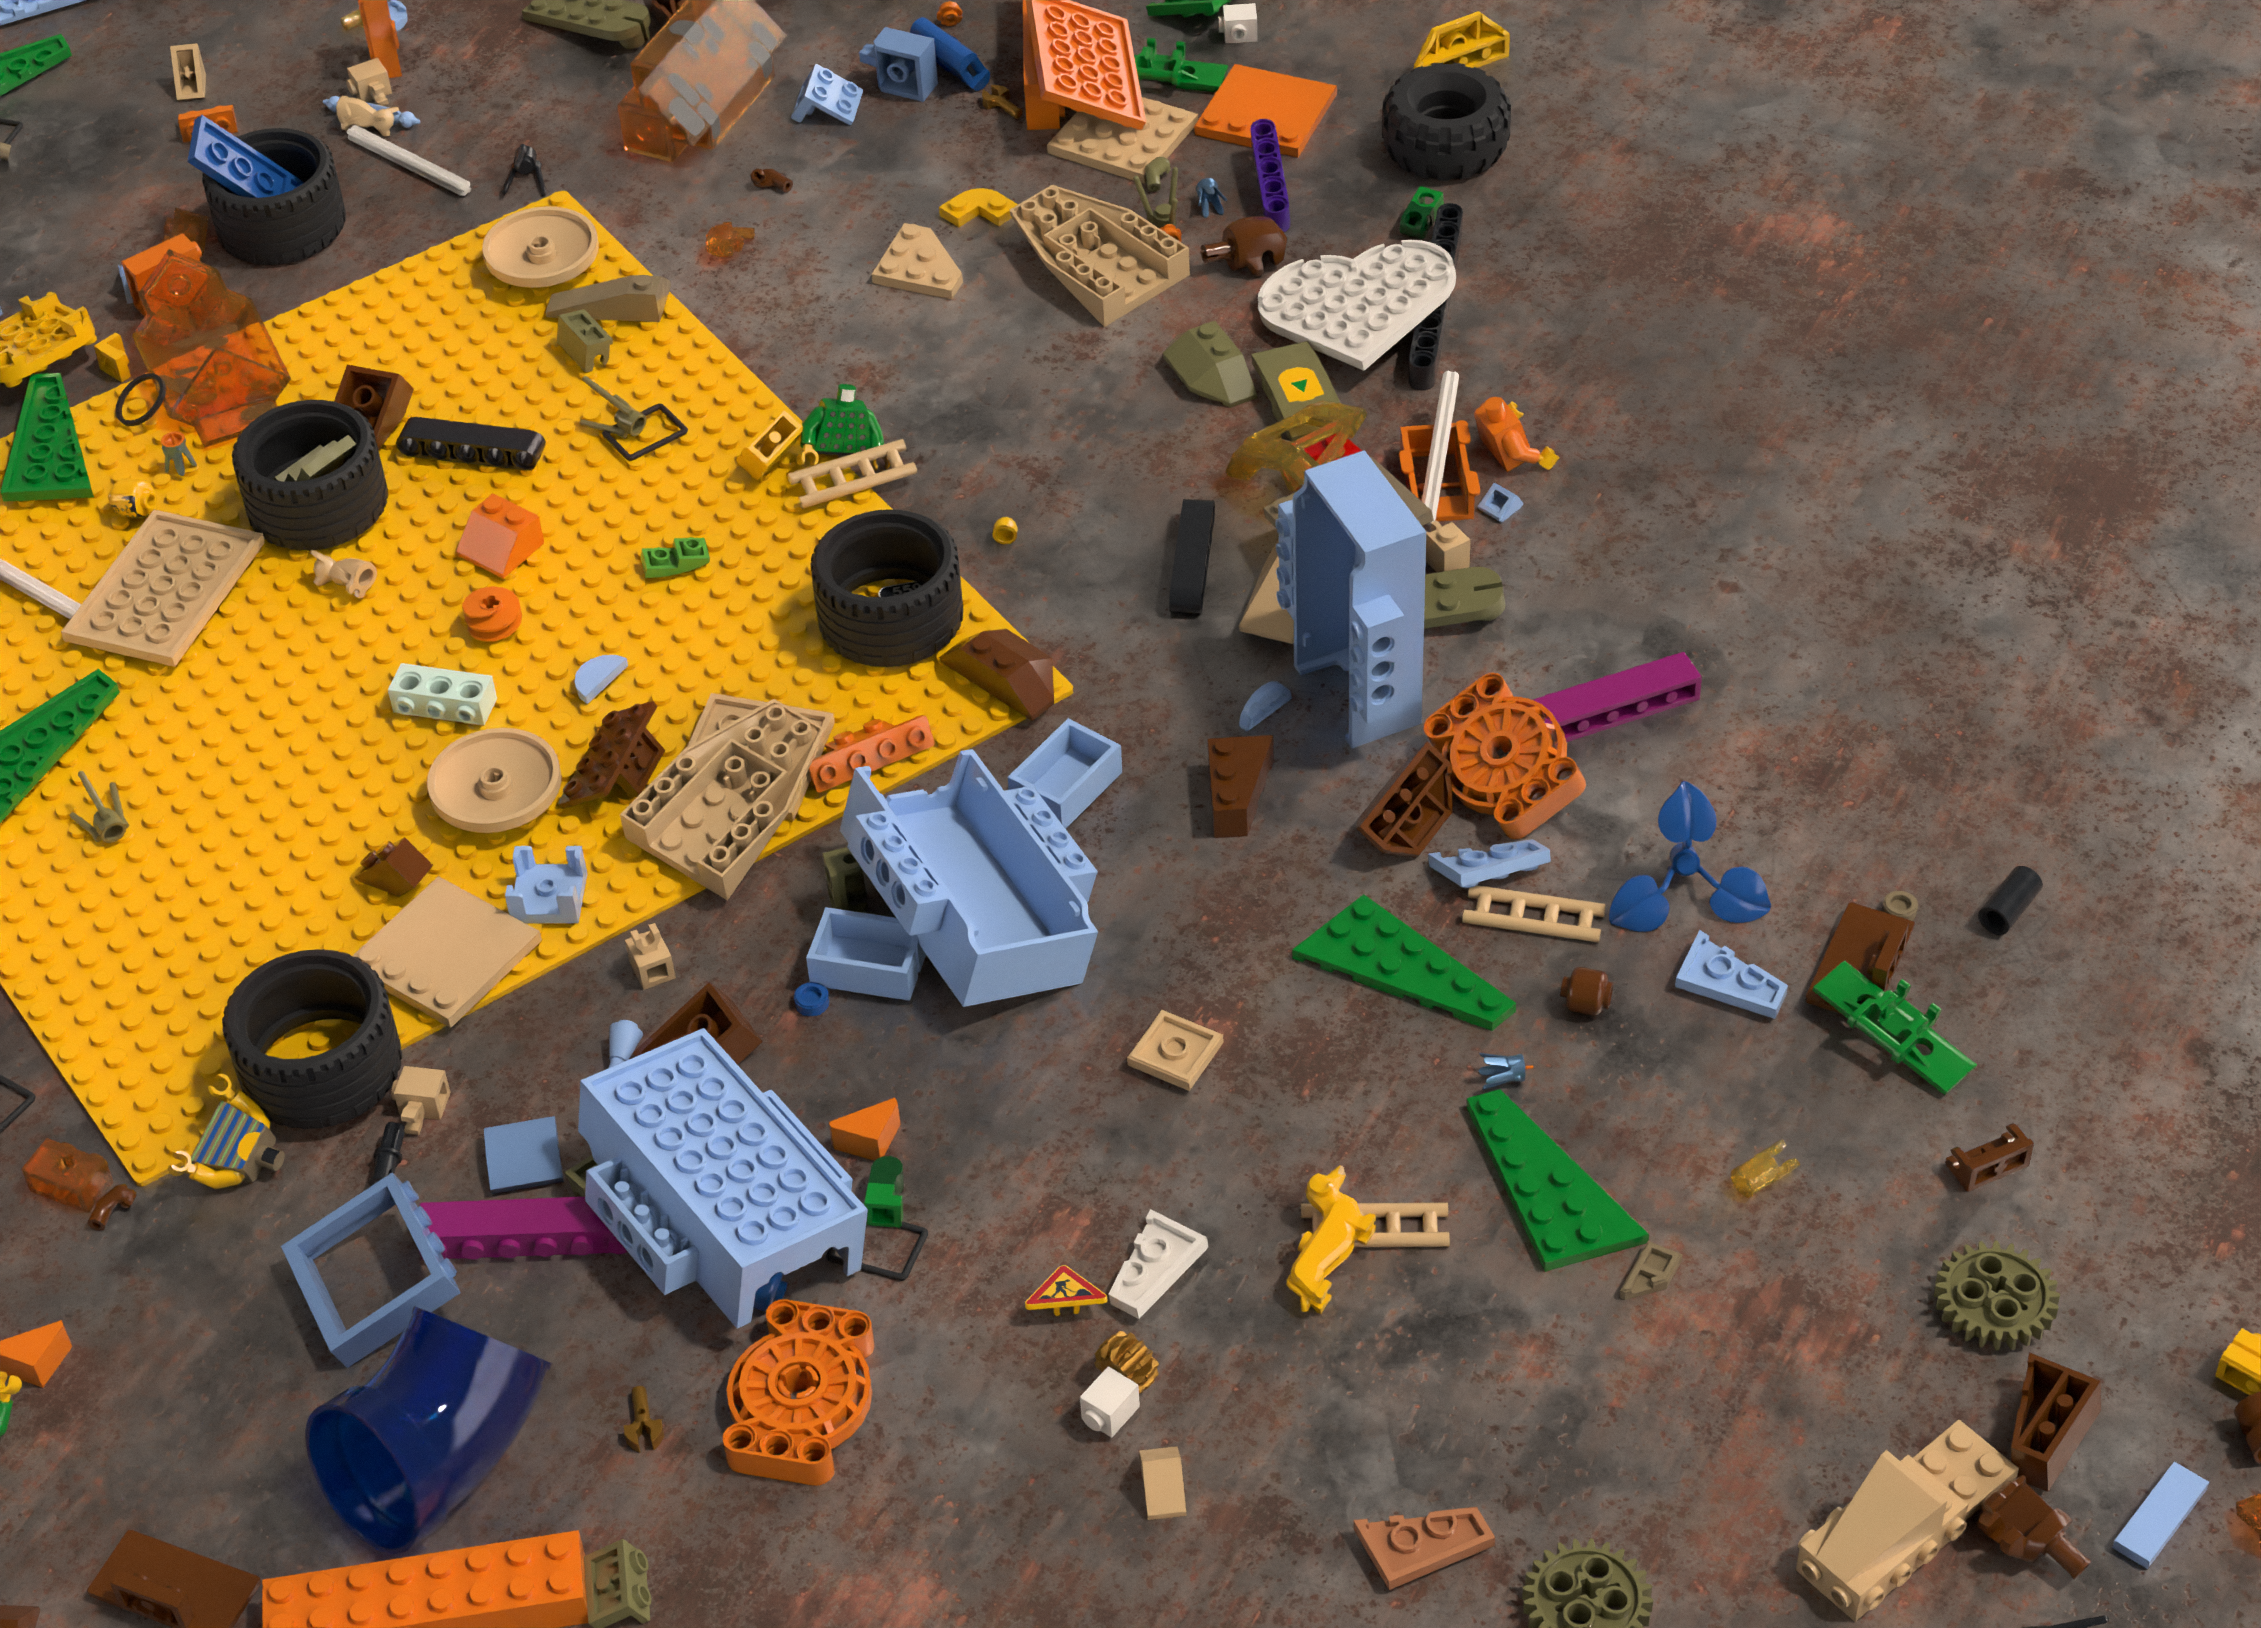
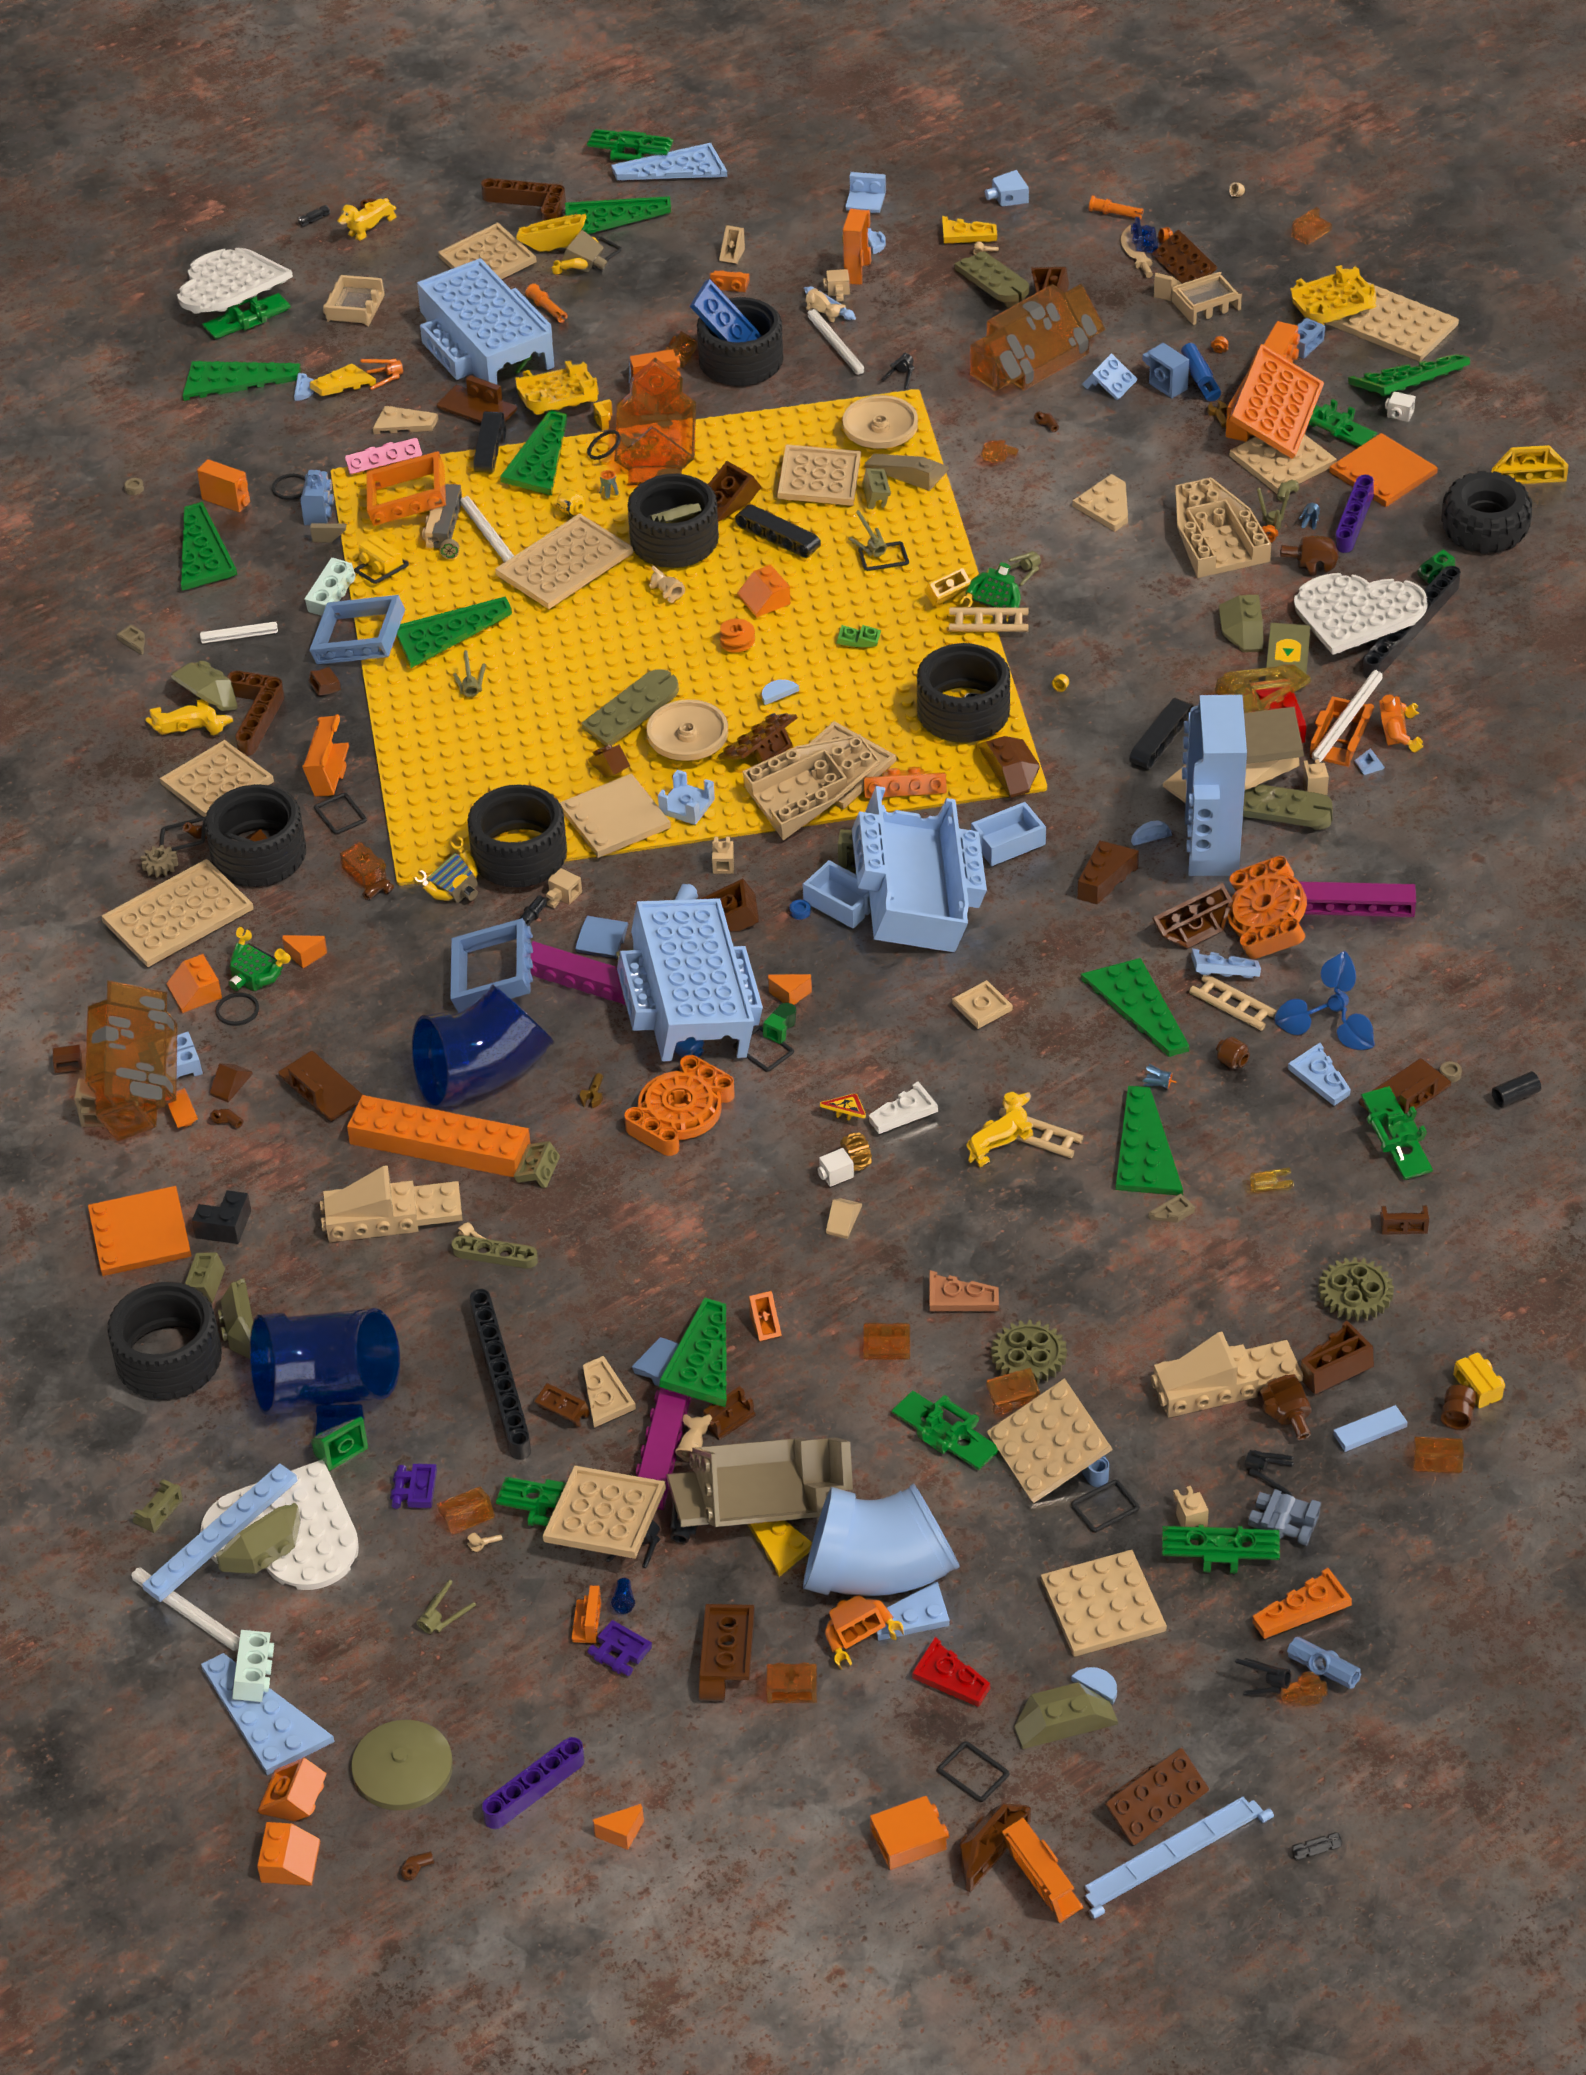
camera: 25 degrees right, 0 degrees up
(386, 773) = (632, 706): none -> olive plate
(442, 694) = (691, 674): light aqua brick -> none
(488, 347) = (819, 475): none -> tan plate
(860, 376) = (1029, 561): none -> olive plant
(977, 202) = (1162, 474): yellow plate -> none

